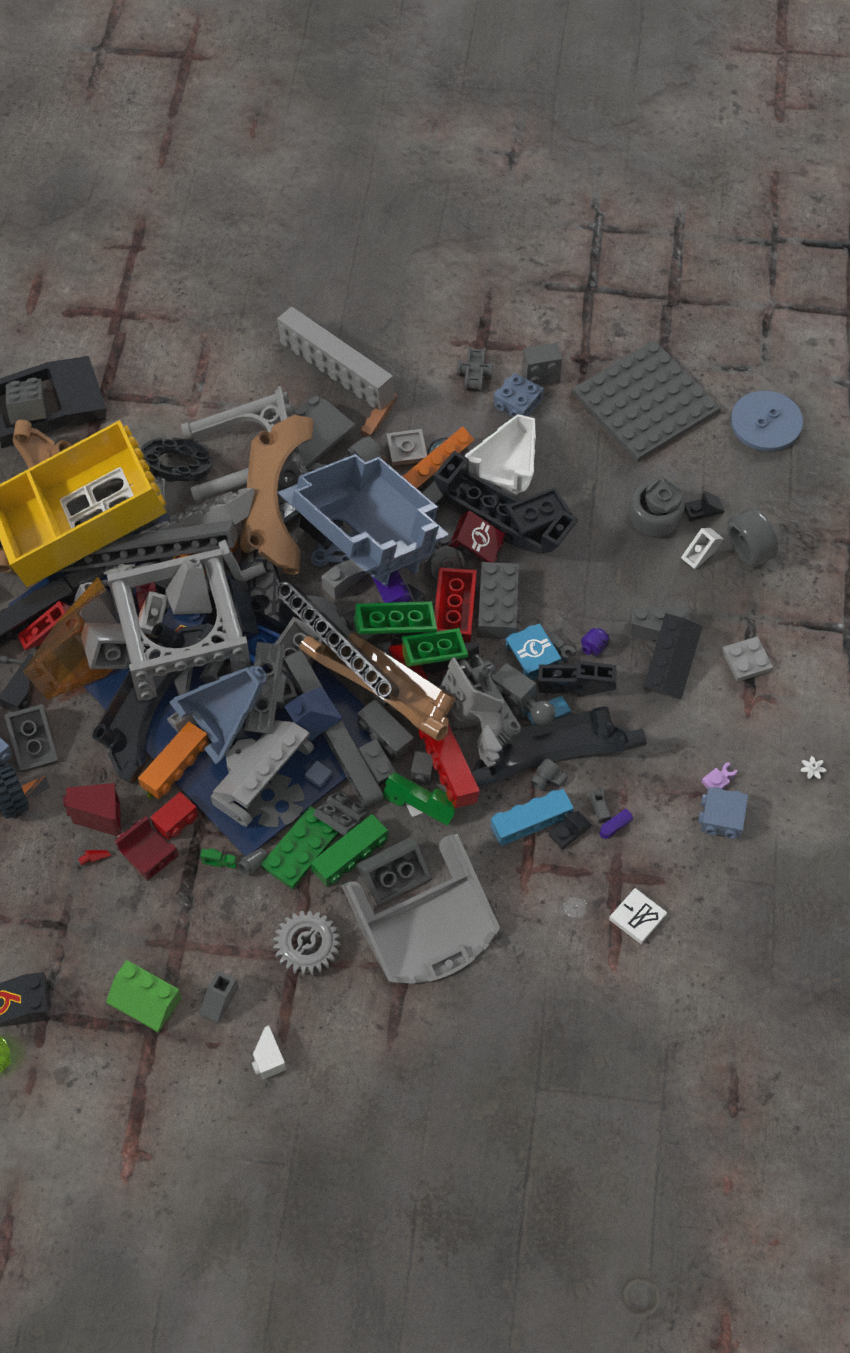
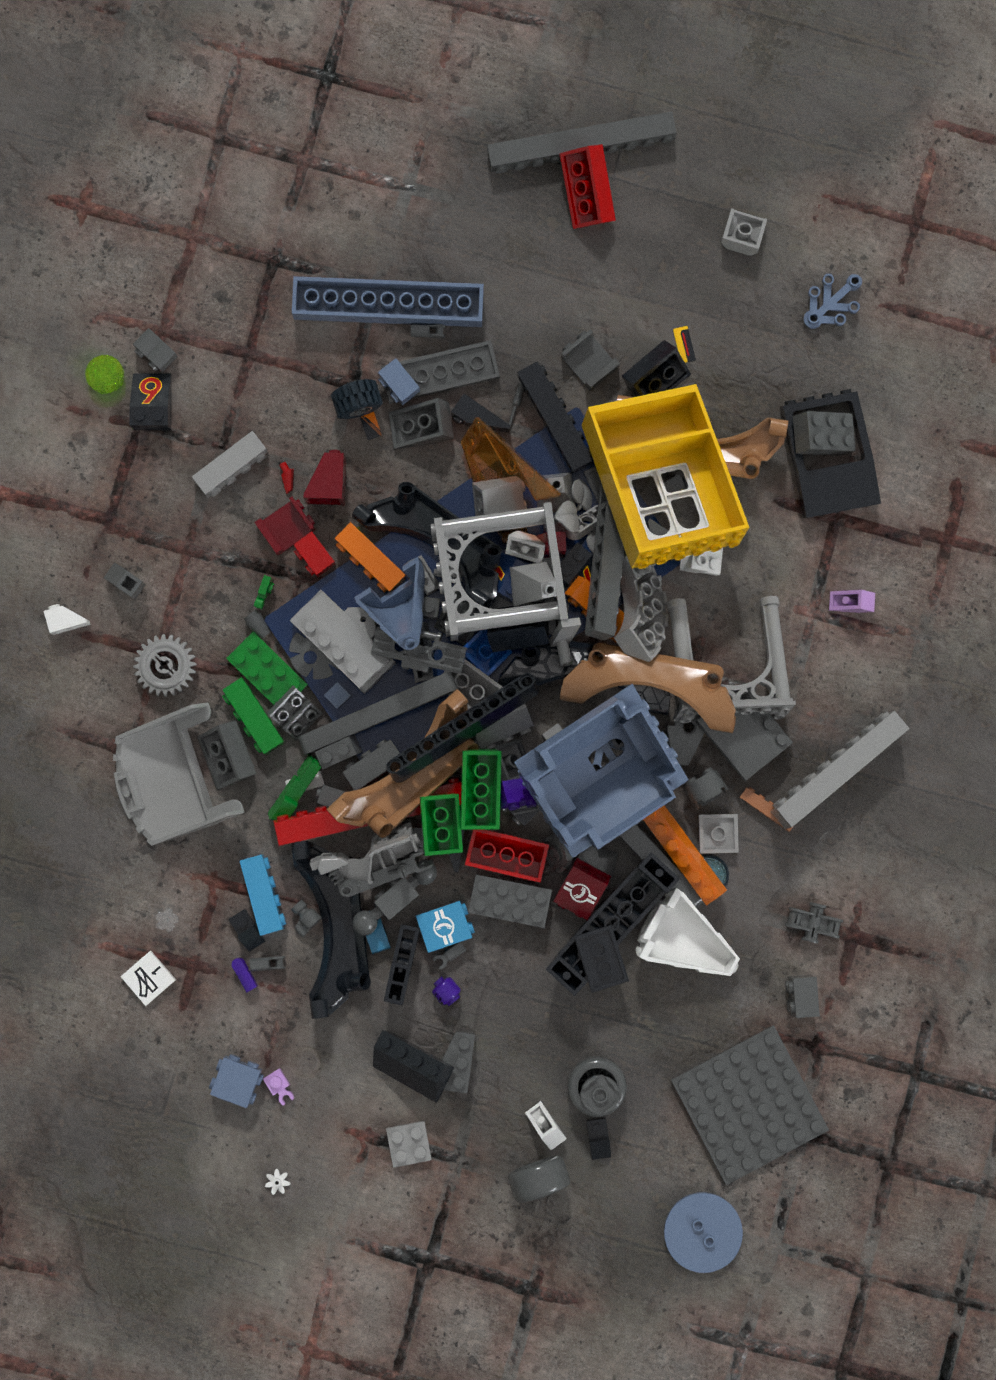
camera: 95 degrees right, 25 degrees up
(40, 628) = (540, 445): red slope -> none
(83, 910) = (230, 464): none -> light grey brick
(143, 996) = (138, 513): bright green slope -> none
(180, 372) = (852, 601): none -> lavender slope
(198, 454) = (748, 598): black plate -> none
(314, 712) = (385, 695): dark blue slope -> none
(518, 396) = (768, 963): sand blue brick -> none

